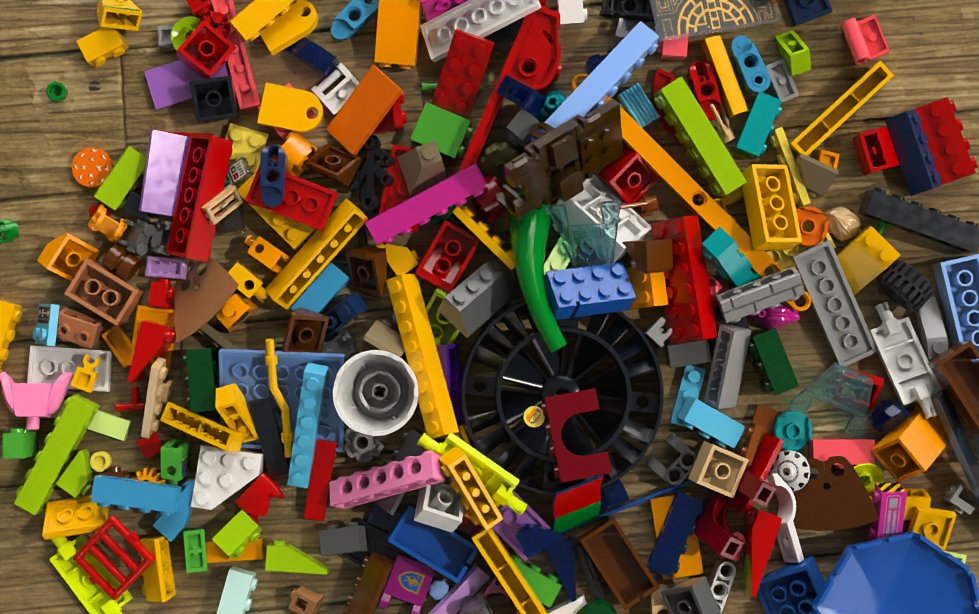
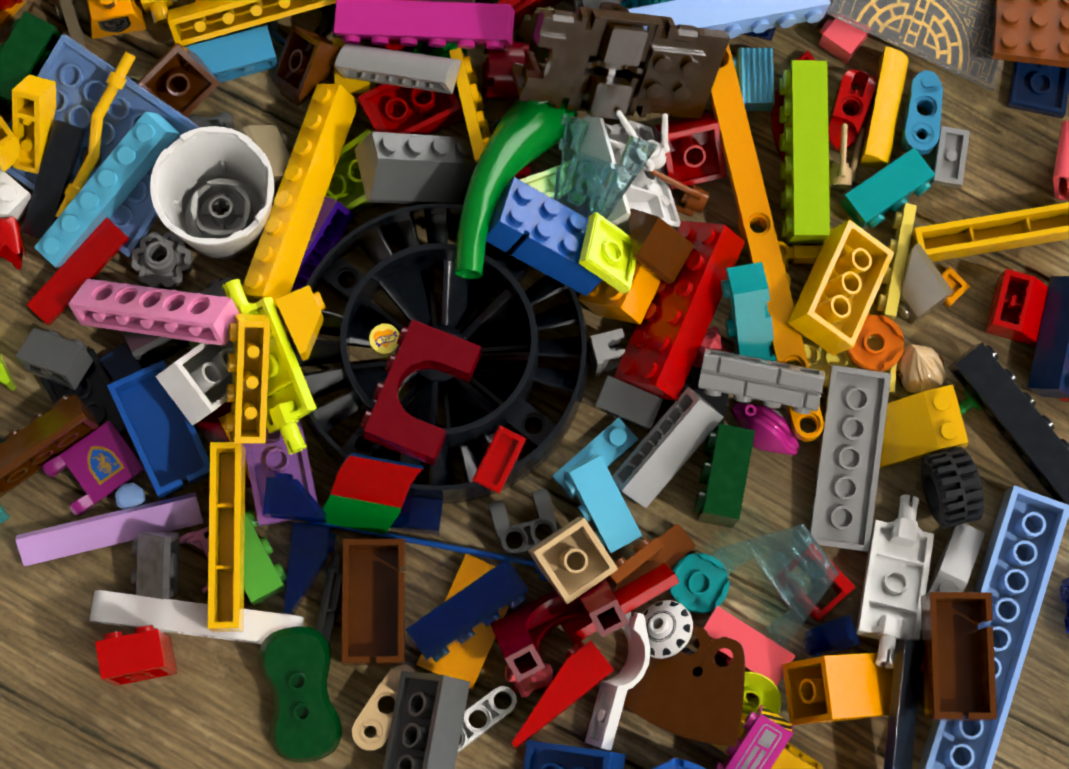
camera: 30 degrees right, 10 degrees down
(344, 313) = (239, 97): dark blue slope -> none
(428, 241) = (398, 68): none -> light grey brick
(476, 432) = (303, 317): none -> yellow slope
(609, 194) = (658, 157): none -> white plant
(629, 280) = (608, 253): none -> neon yellow tile
(641, 440) = (499, 459): none -> red tile
(794, 52) = (986, 133): lime slope -> none

